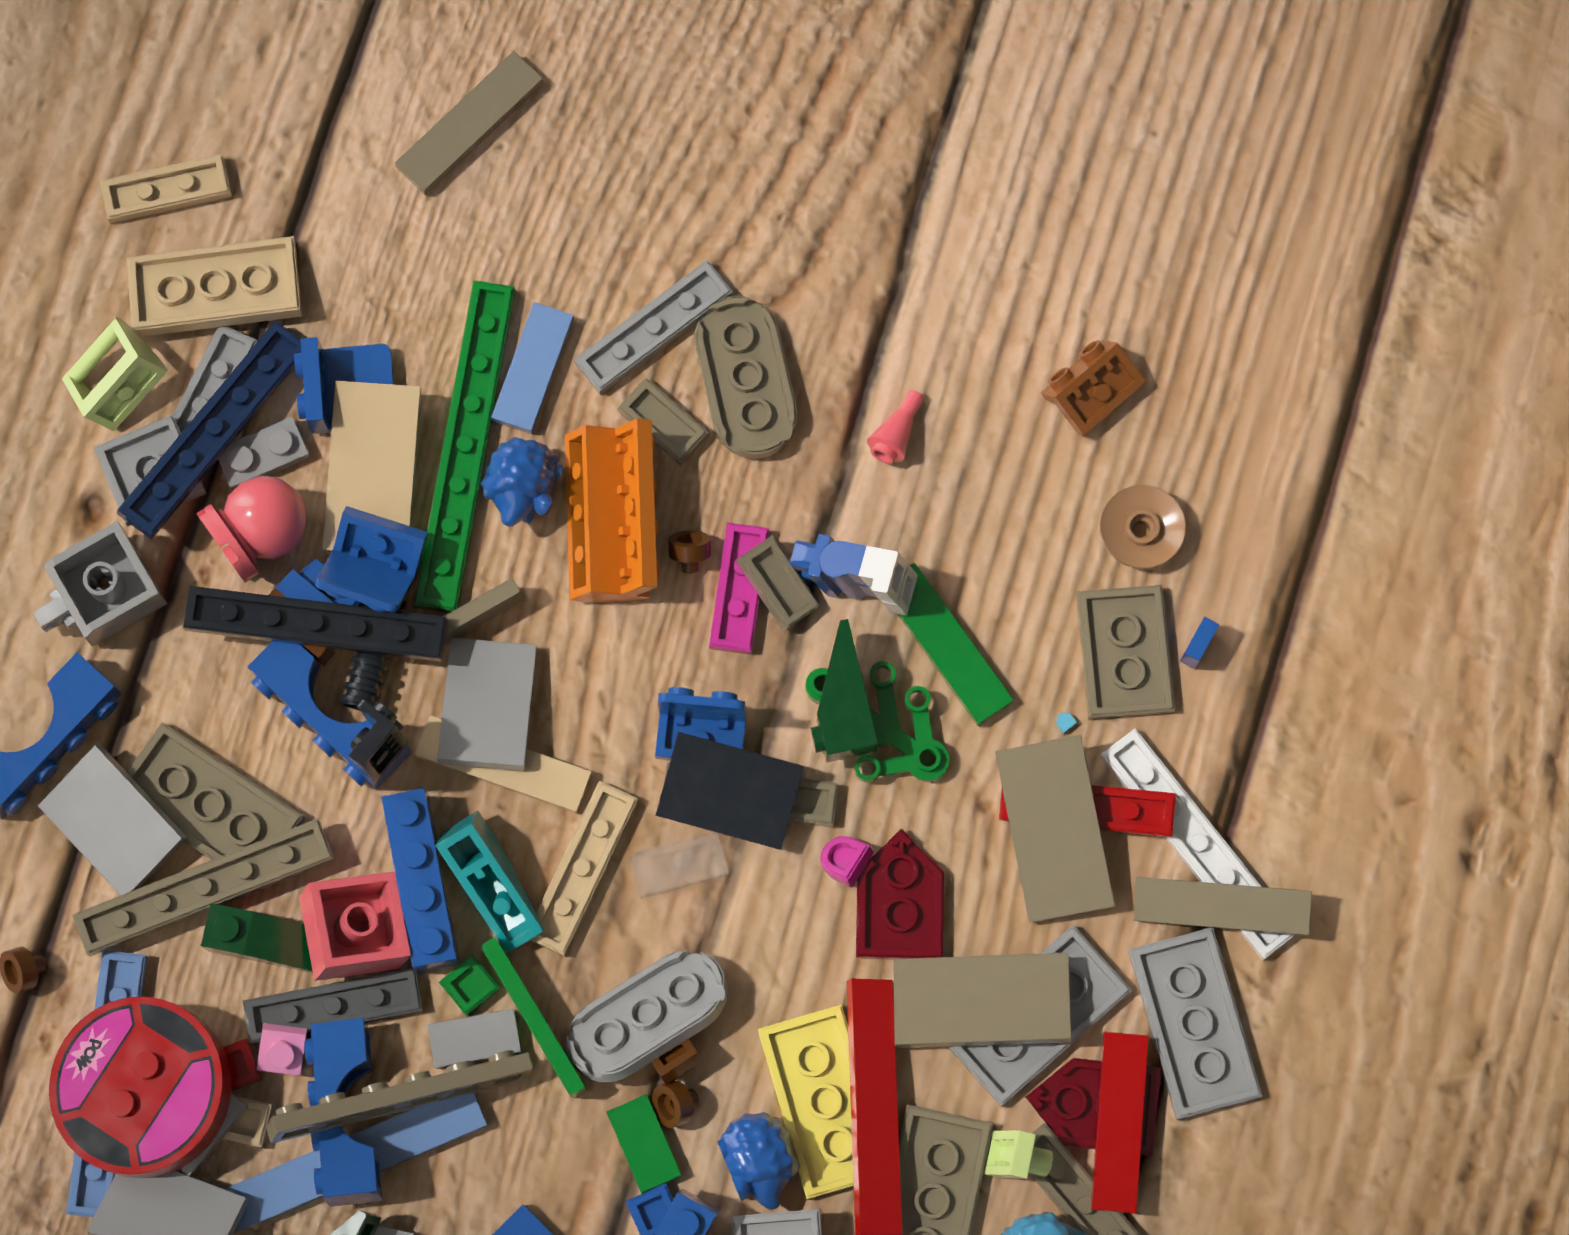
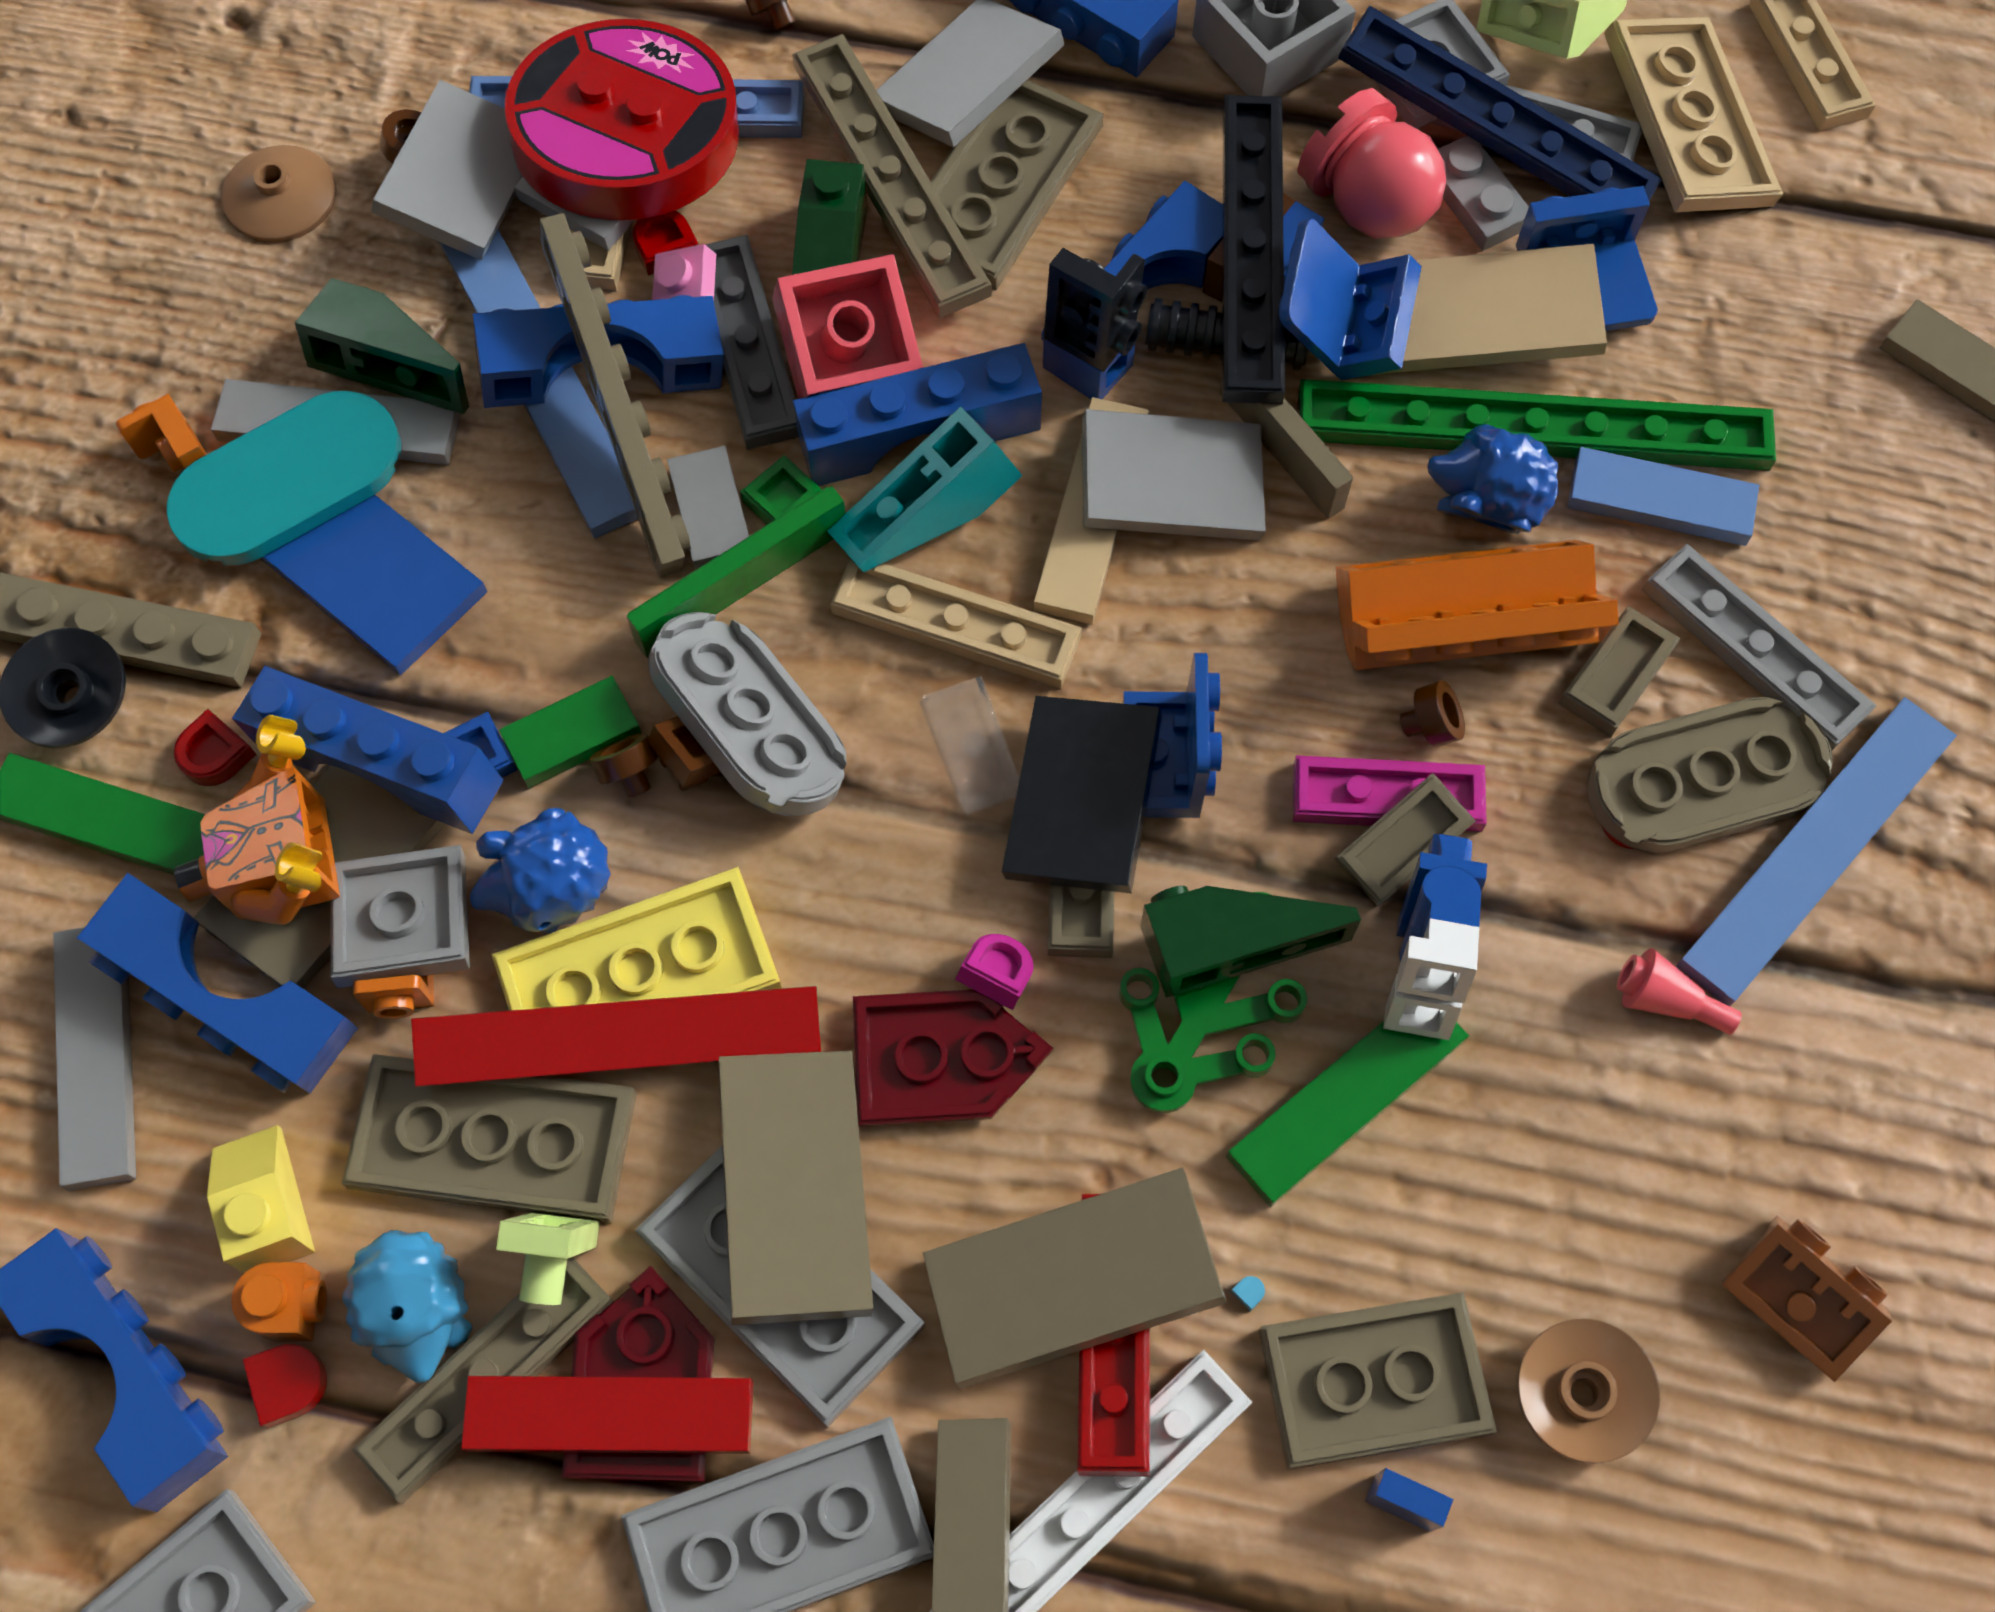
camera: 85 degrees right, 10 degrees down
(804, 318) = (1815, 852): none -> medium blue tile

